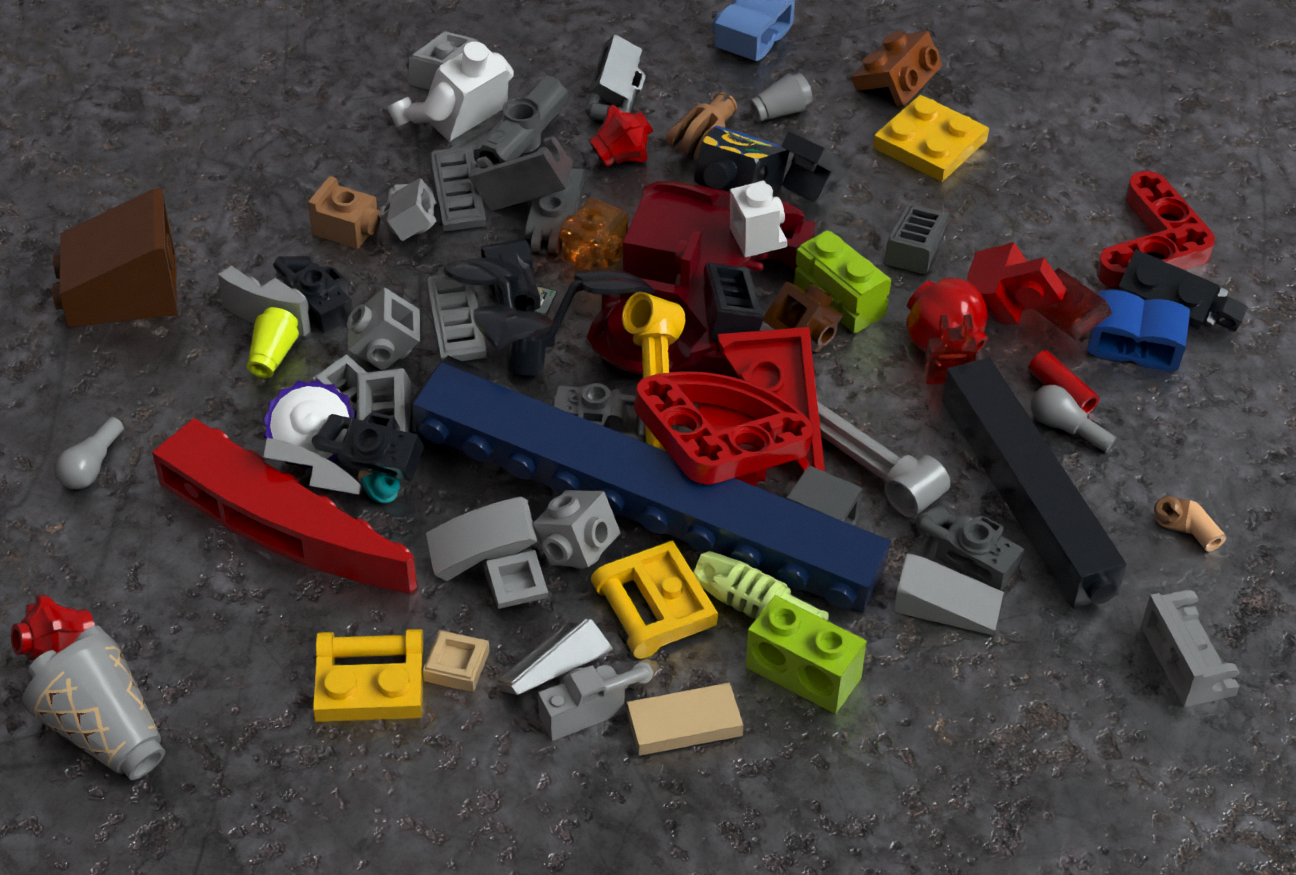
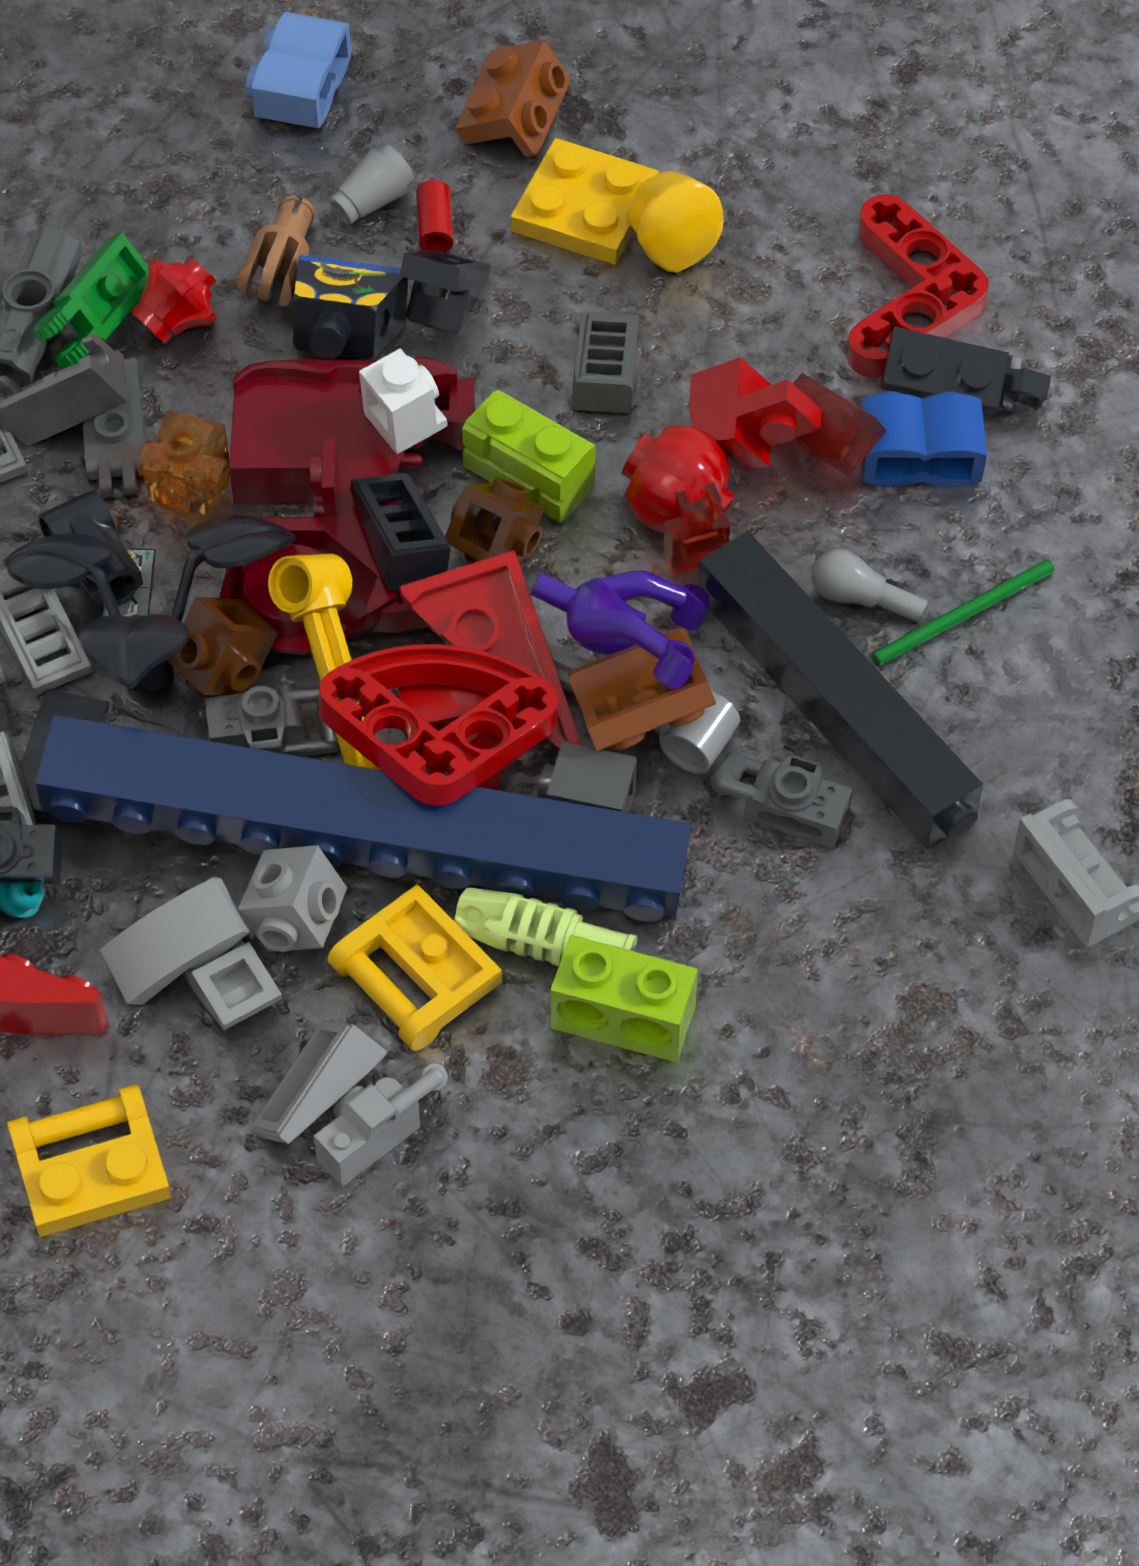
camera: 15 degrees left, 10 degrees up
(456, 661) = (191, 1112): tan tile -> none
(570, 122) = (96, 298): none -> green hinge
(579, 352) = (223, 647): none -> reddish brown brick
(615, 77) = (140, 199): piece -> none
(684, 719) = (497, 1118): tan tile -> none
(821, 123) = (434, 216): none -> red piece
(866, 392) = (607, 624): none -> dark purple piece
(877, 440) = (626, 700): none -> dark orange bracket
(946, 596) = (773, 874): light grey slope -> none
(992, 157) = (676, 220): none -> yellow hair
(1053, 372) = (838, 531): red axle -> none
(1142, 452) = (962, 612): none -> green axle
(1189, 518) = (1041, 693): arm -> none

